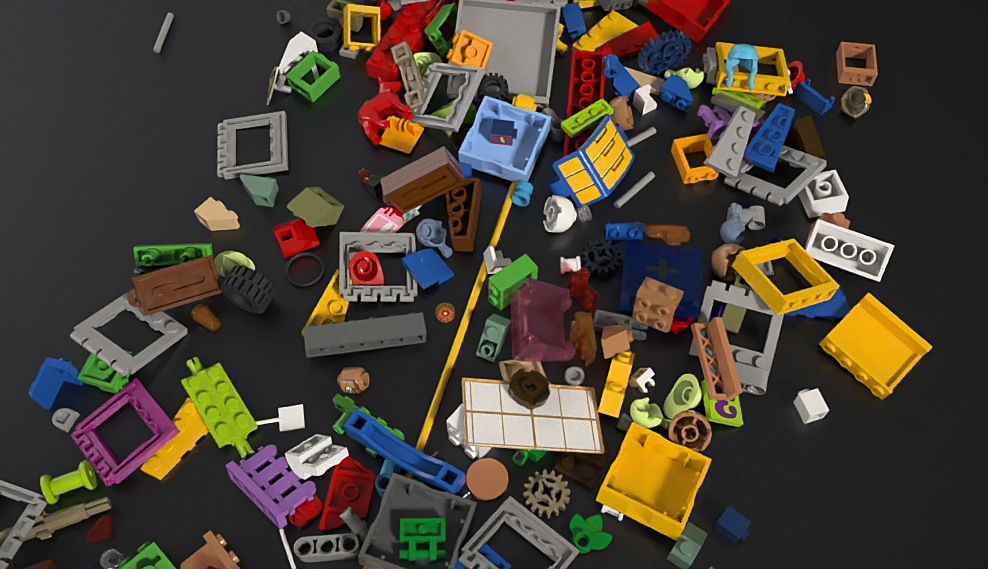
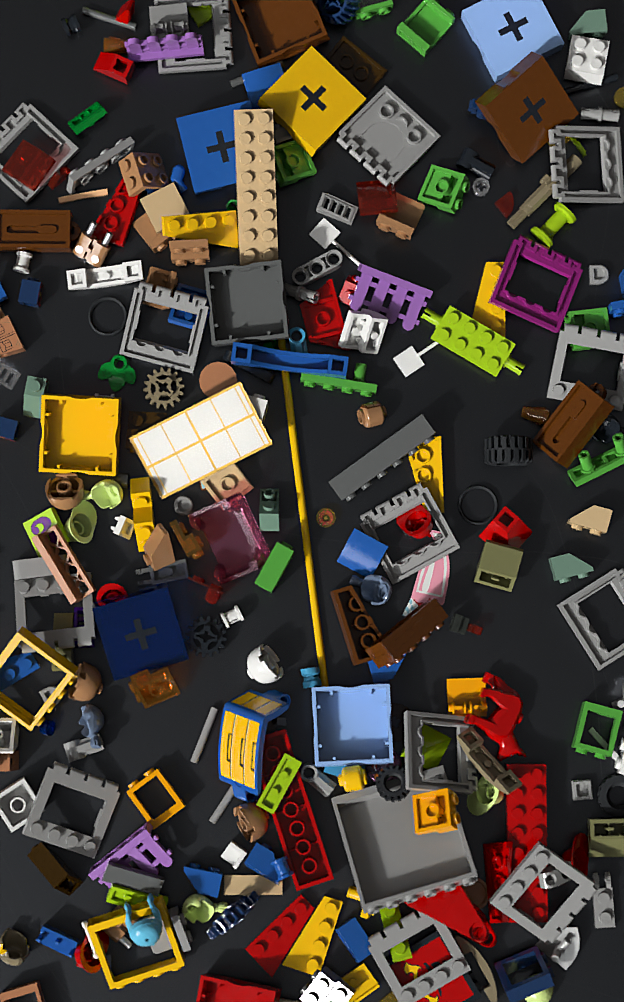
camera: 160 degrees right, 25 degrees up
(227, 260) = (545, 478): yellowish green piece -> none
(365, 11) = (585, 823): yellow window -> none
(422, 531) = (244, 306): green plate -> none
(446, 12) = (493, 848): bright green window -> none
(494, 260) = (301, 587): white panel -> none
(503, 132) = (357, 732): dark blue brick -> none
(527, 398) = (203, 468): dark brown plate -> none
(583, 213) = (242, 680): clear bush -> none
(624, 231) = (188, 683): blue hinge -> none
(656, 304) = (132, 593): medium nougat bracket -> none
(729, 150) = (122, 812): light grey wing -> none
(769, 140) = (88, 838): blue wing -> none

